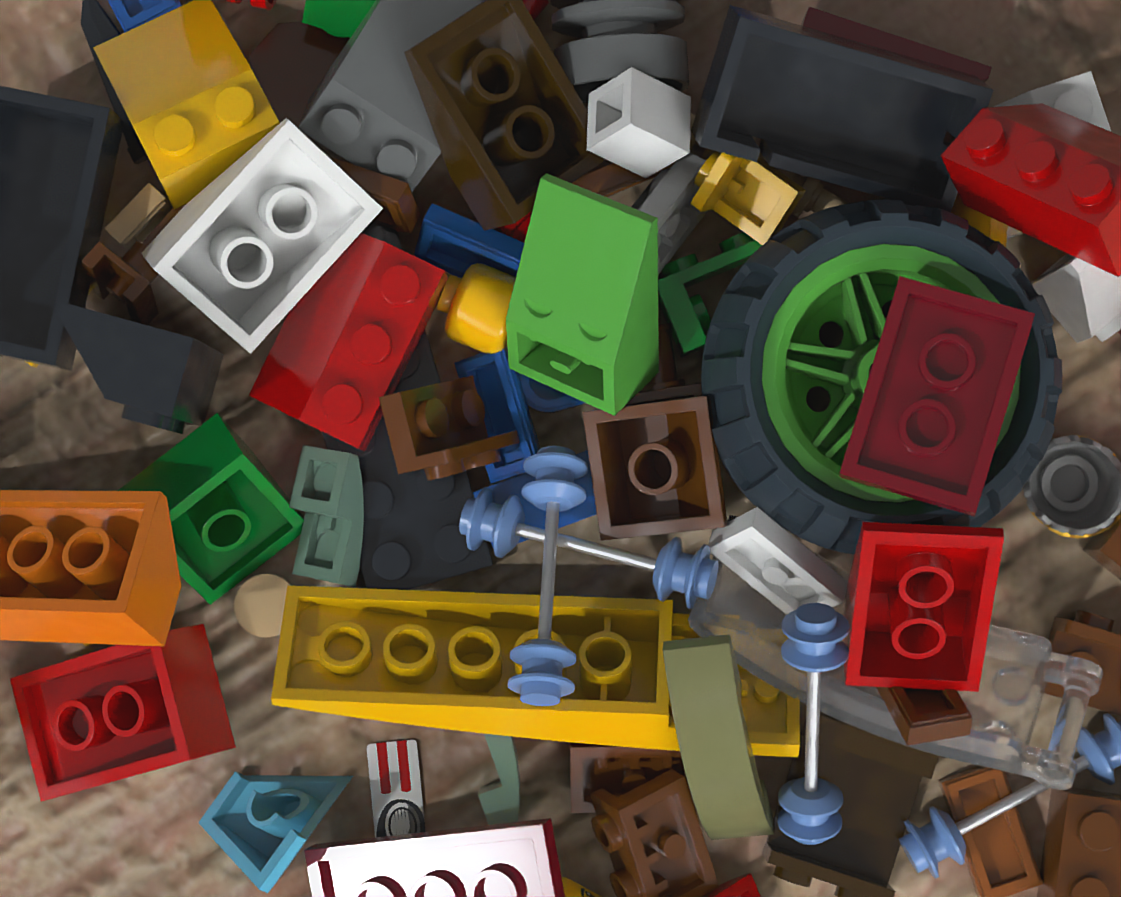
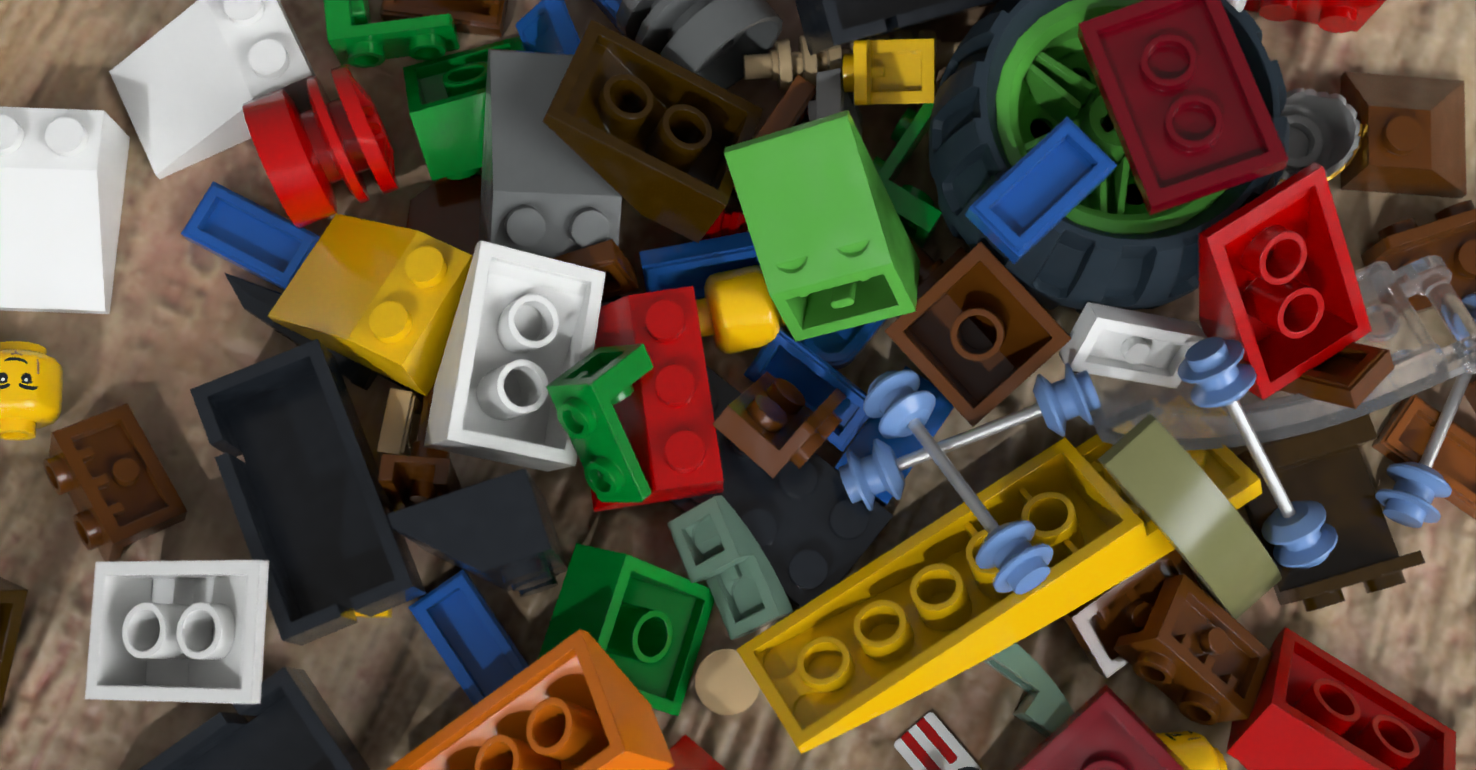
camera: 40 degrees left, 10 degrees down
(84, 434) = (469, 636): none -> blue tile
(287, 305) = (587, 414): none -> green bracket
(638, 123) = (768, 68): white brick -> none
(761, 396) = (1040, 190): none -> blue tile

